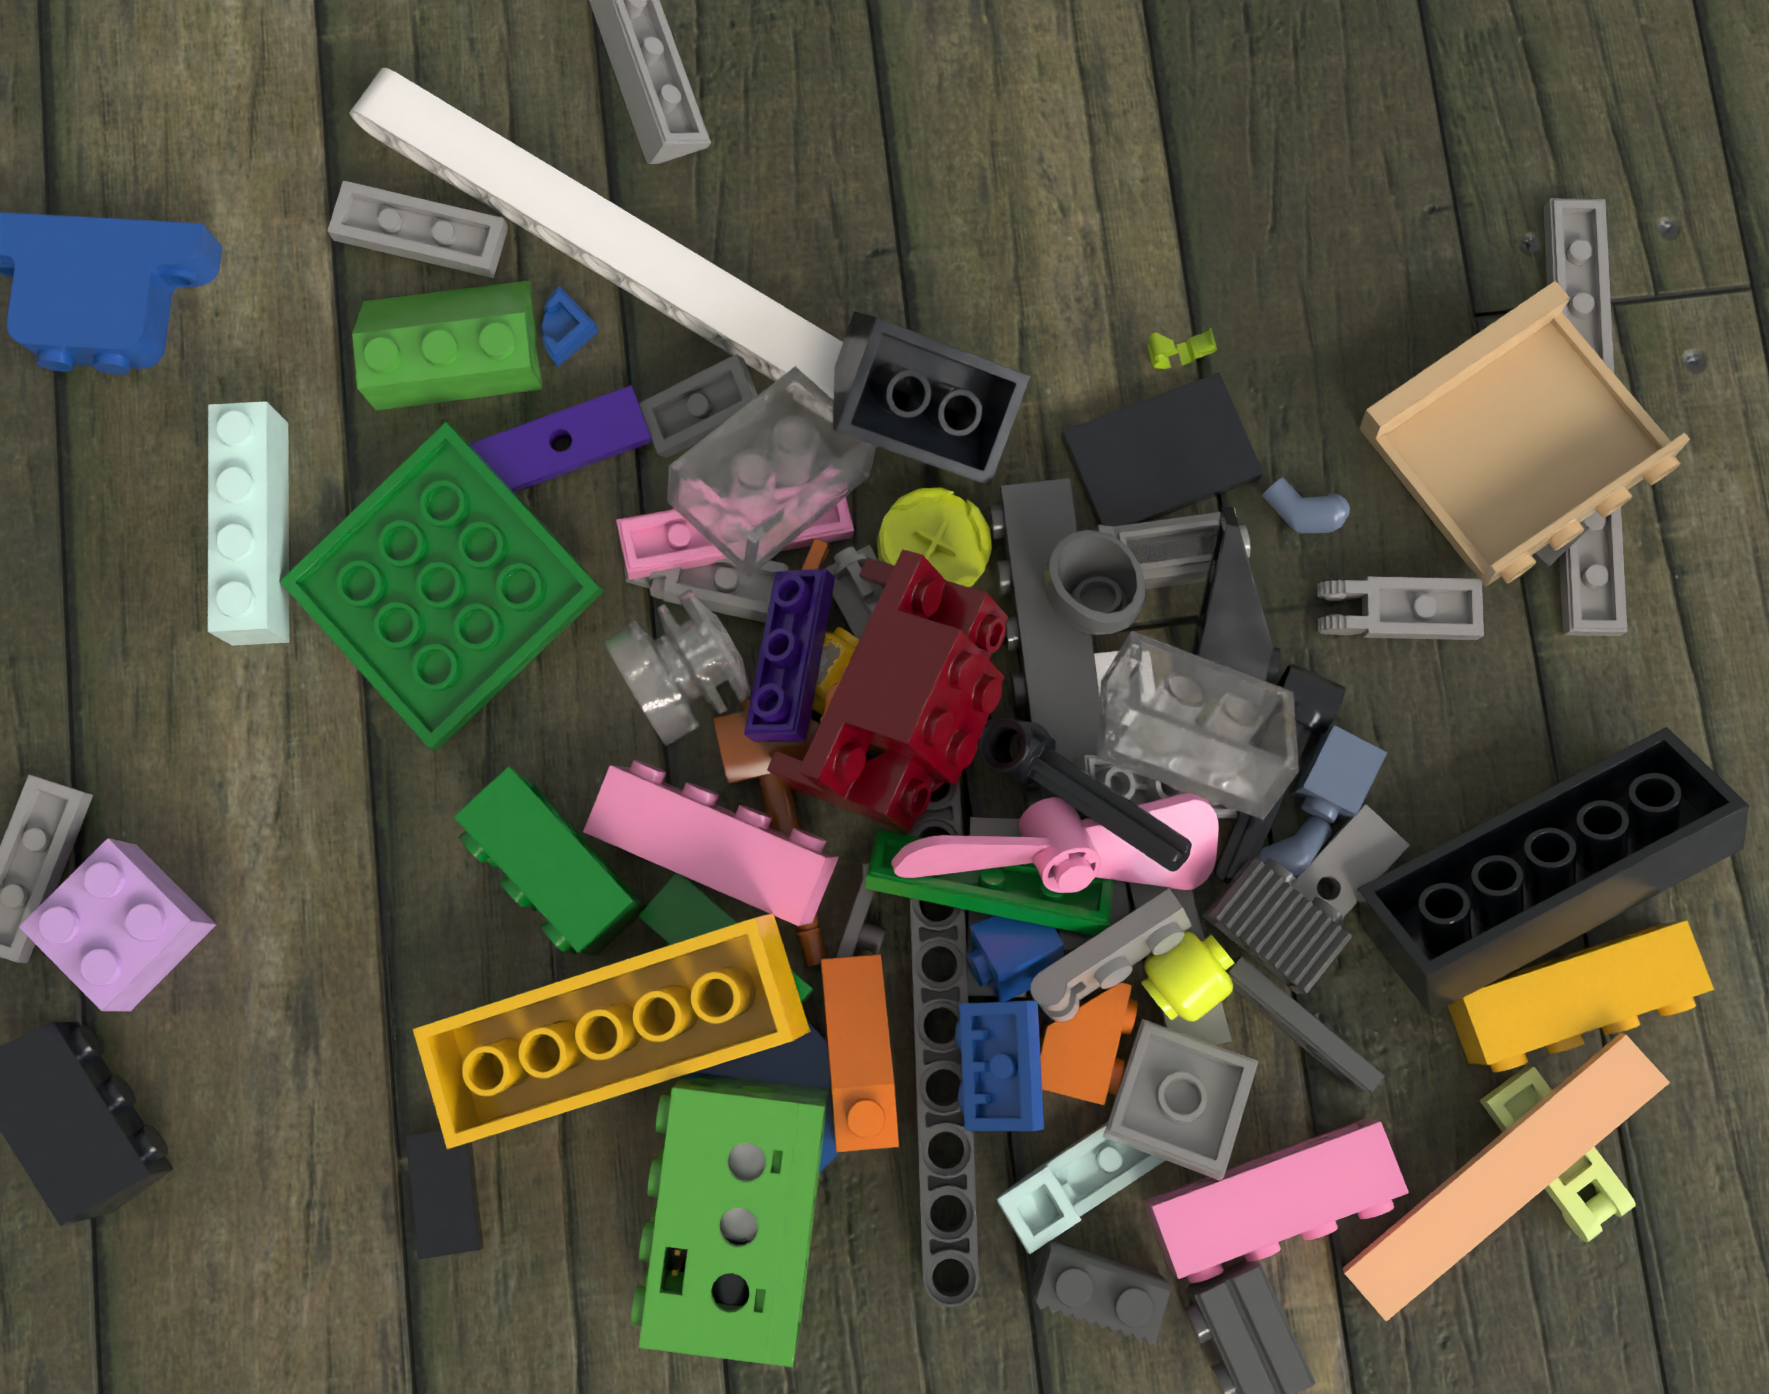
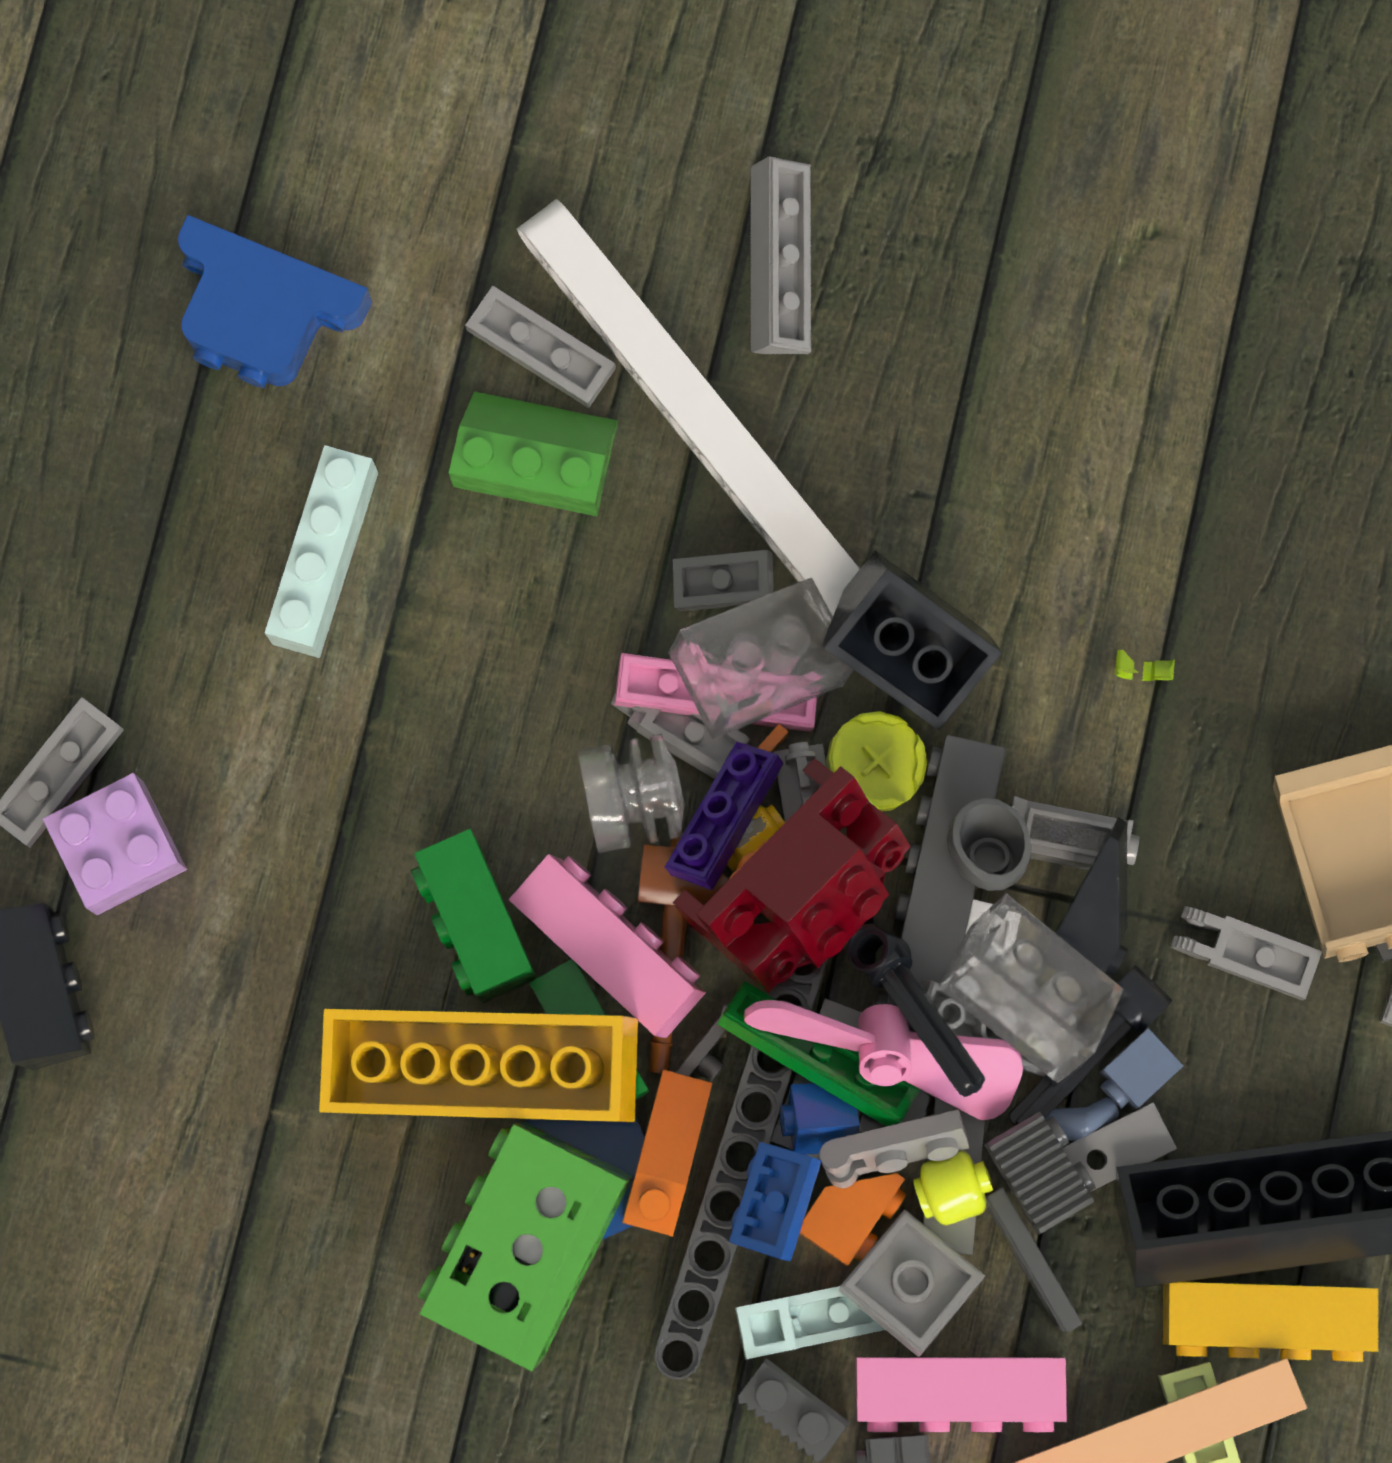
camera: 25 degrees right, 0 degrees up
(441, 586) = (461, 658): green plate -> none
(443, 1196) = (298, 1149): black tile -> none
(565, 327) = (633, 470): blue tile -> none
(597, 431) = (566, 570): dark purple tile -> none
(1162, 454) = (1095, 752): black tile -> none
(1307, 514) = (1200, 845): sand blue arm -> none

